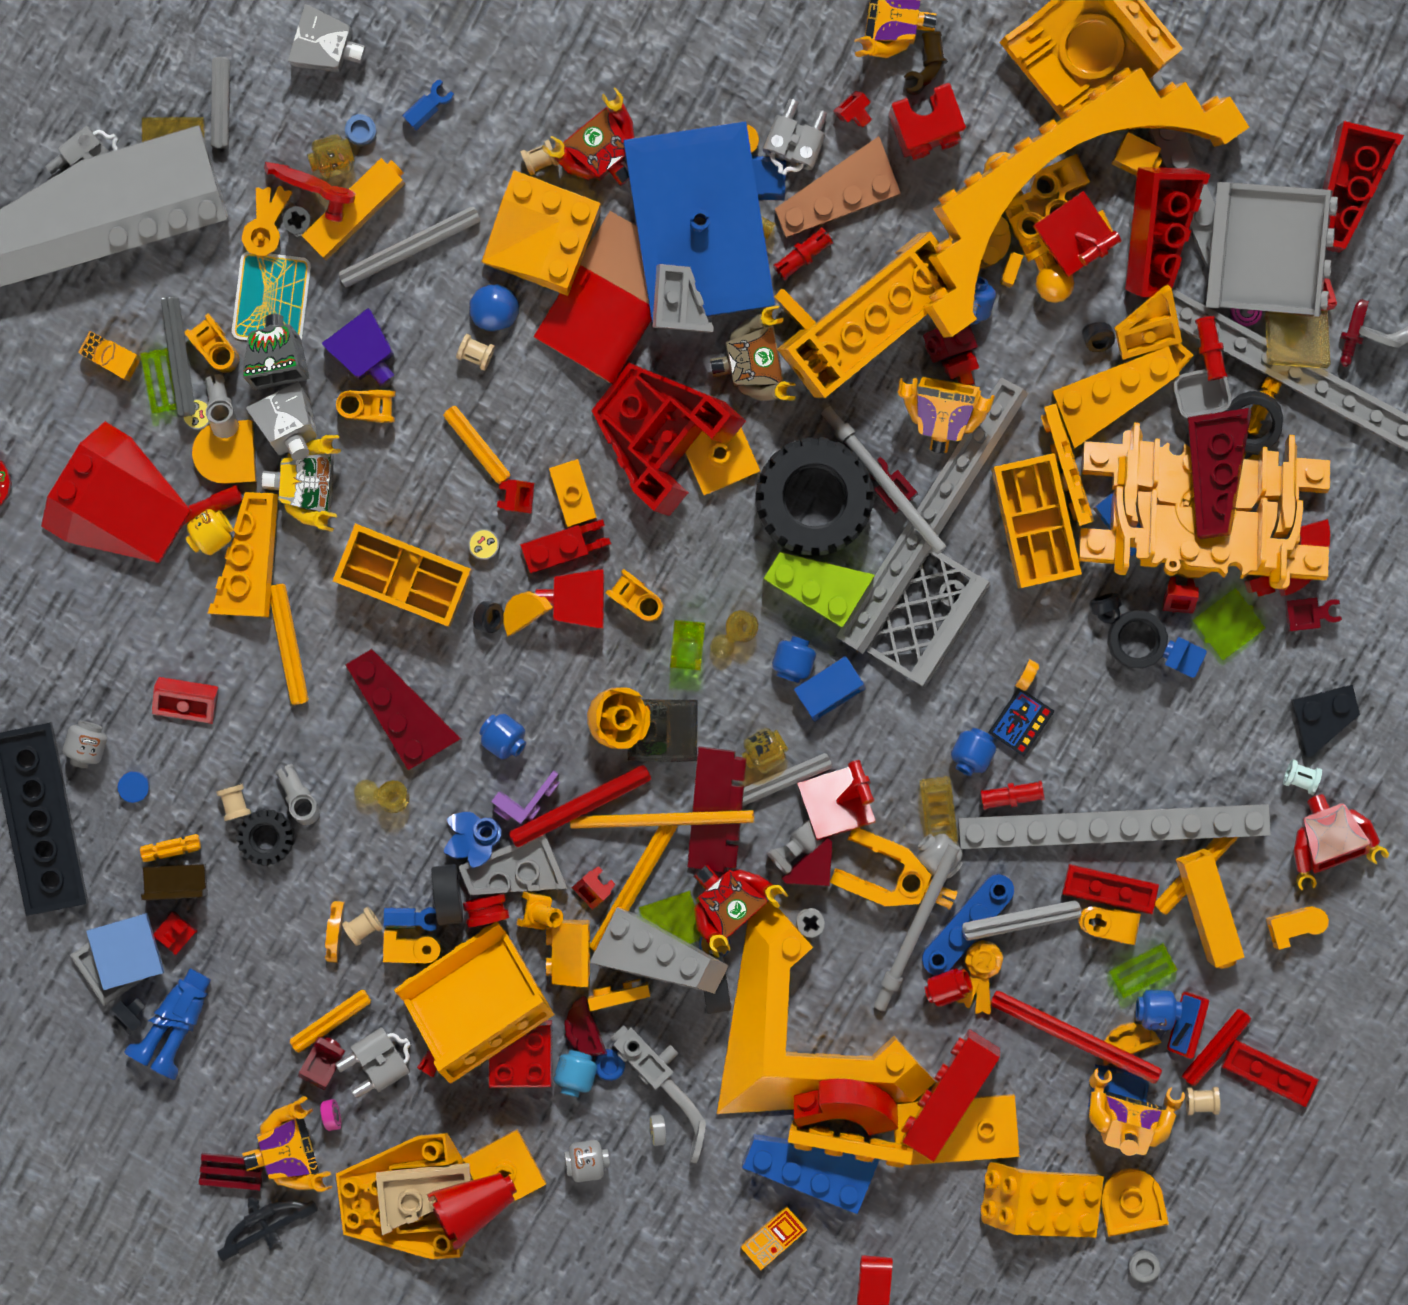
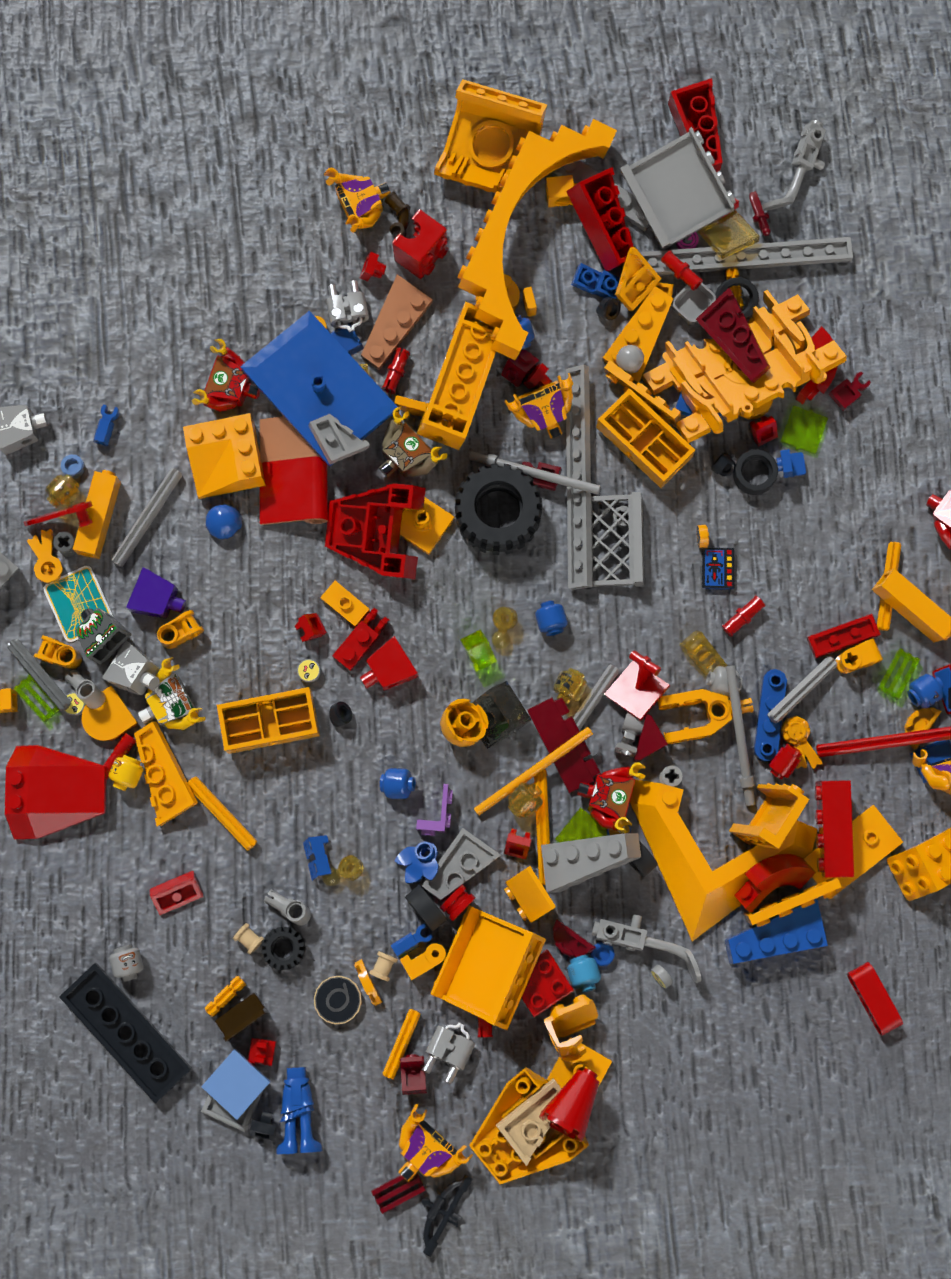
camera: 30 degrees left, 10 degrees down
(133, 786) = (176, 971): blue tile -> none
(290, 930) = (337, 999): none -> black tile
(330, 1115) = (441, 1107): dark pink tile -> none
(367, 764) = (321, 859): none -> blue piece
(403, 714) = (325, 811): dark red wing -> none
(475, 352) = (228, 554): tan bush -> none
(476, 444) = (265, 611): light orange axle -> none
(523, 610) = (360, 694): light orange tile -> none
(526, 1113) = (569, 1020): none -> light orange piece
(538, 159) = (195, 414): tan bush -> none
(539, 912) = (493, 881): light orange piece -> none
(580, 805) = (475, 796): red axle -> none
(586, 1161) = (628, 1027): light grey head -> none
(631, 991) = (585, 895): light orange piece -> none
(632, 845) = (525, 800): none -> clear yellow head
(634, 596) = (425, 642): light orange piece -> none
(773, 1237) = (783, 999): light orange tile -> none
(819, 585) = (537, 562): lime wedge -> none
(830, 688) = (586, 622): blue hinge -> none
(888, 1042) = (774, 817): none -> light orange panel
(973, 751) = (701, 604): blue head -> none
(1034, 206) = (540, 272): light orange connector -> none
(1076, 234) = (555, 252): red plate -> none
(1080, 417) = (630, 358): none -> light grey piece
(1106, 293) = (595, 282): none -> blue slope
(1114, 826) = (819, 594): light grey plate -> none
(1302, 777) = (913, 491): light aqua bush -> none
(1324, 716) = (900, 448): black wing -> none

